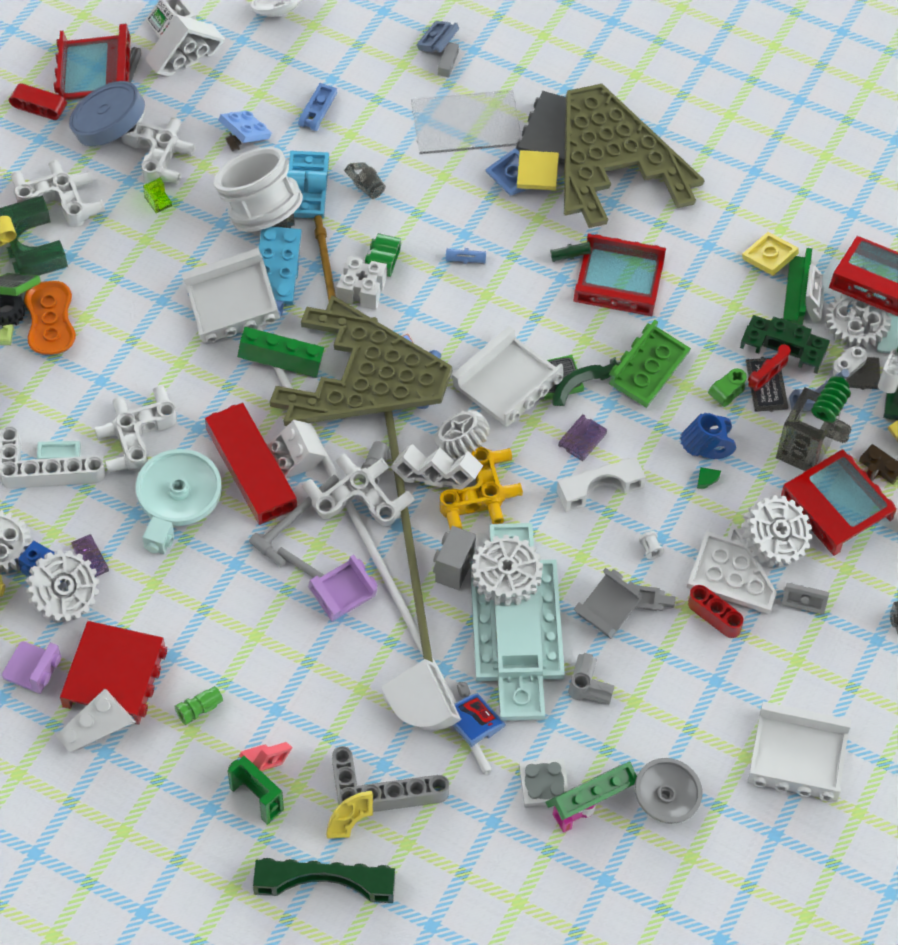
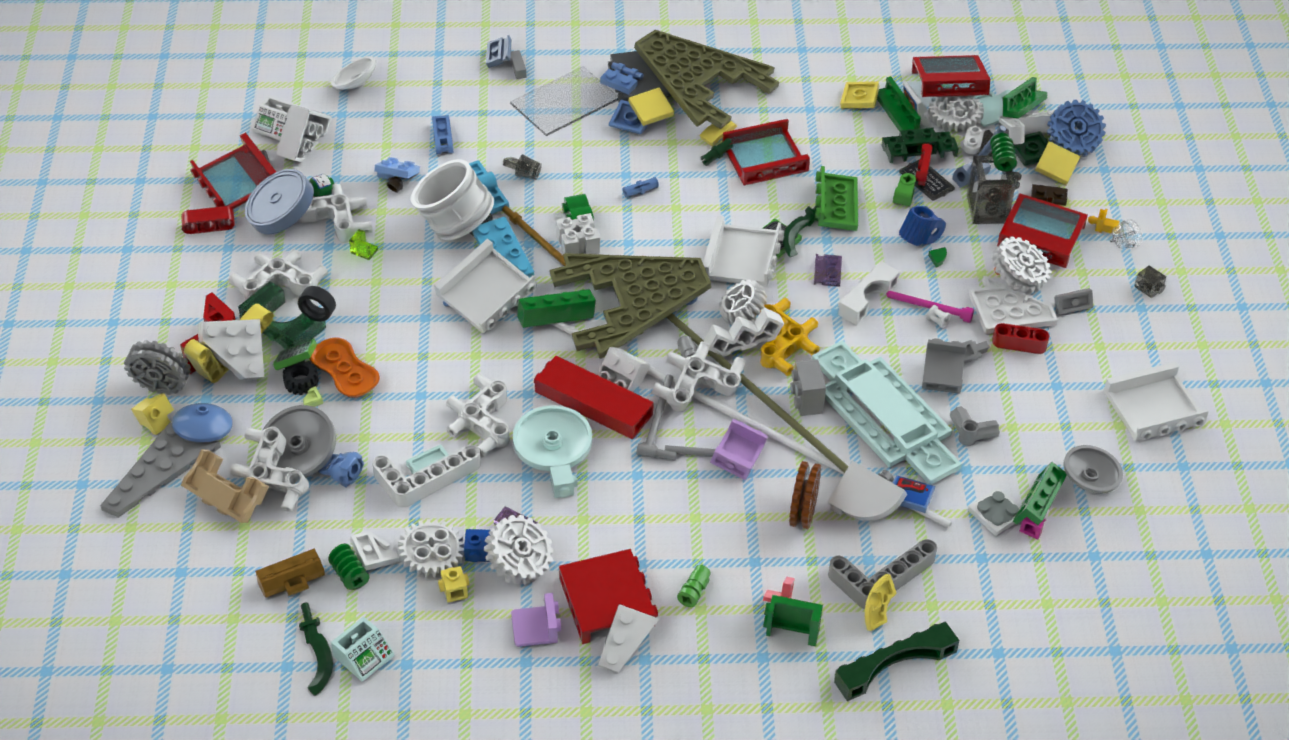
camera: 30 degrees left, 10 degrees down
(58, 242) = (322, 297): none -> black tyre
(161, 113) = (322, 185): none -> head
(357, 670) = (805, 495): none -> dark orange piece
(503, 555) = (858, 375): white piece -> none
(525, 127) = (621, 82): none -> medium blue plate
(580, 229) = (713, 134): none -> light yellow slope
(682, 556) = (964, 313): none -> dark pink piece

